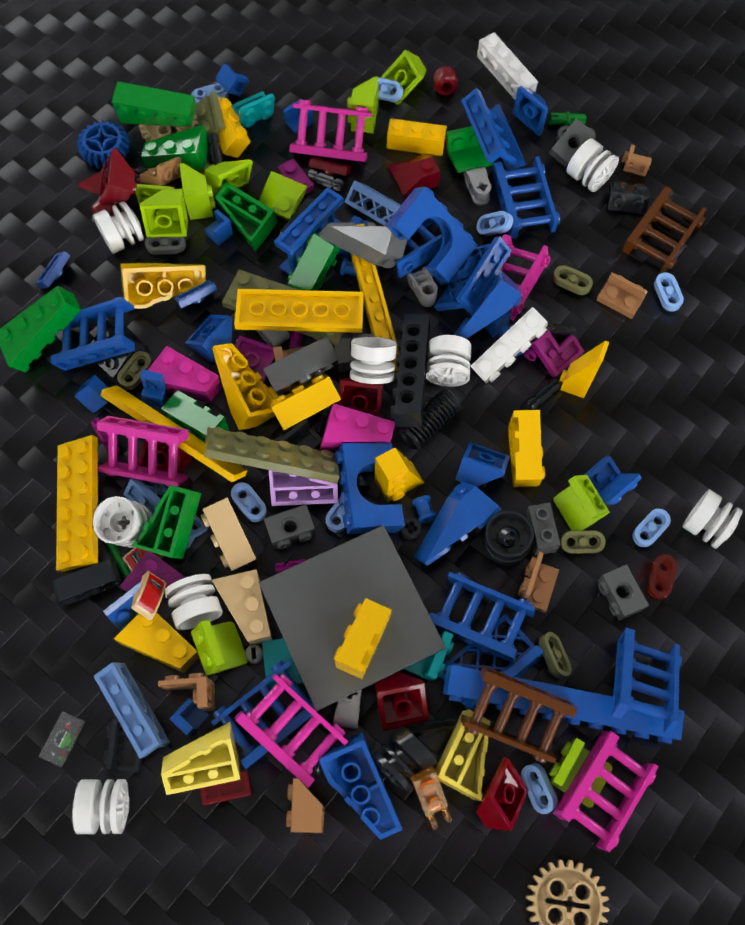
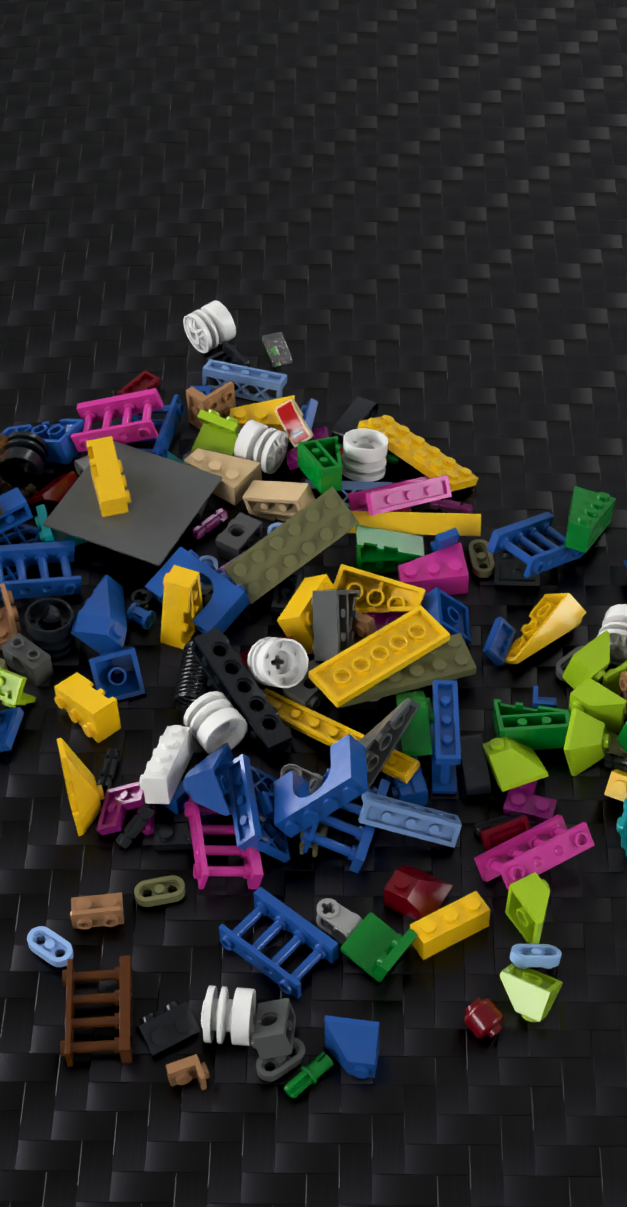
camera: 145 degrees right, 20 degrees down
(90, 393) = (493, 520): blue panel -> none
(203, 762) = (168, 377): light yellow wedge -> none
(292, 115) = (593, 868): blue panel -> none
(306, 812) = (64, 395): medium nougat slope -> none
(353, 426) = (250, 619): dark pink wedge -> none
(493, 131) = (386, 956): blue fence -> none
(498, 221) = (282, 883): light blue plate -> none
(504, 65) = (429, 1084): white brick -> none

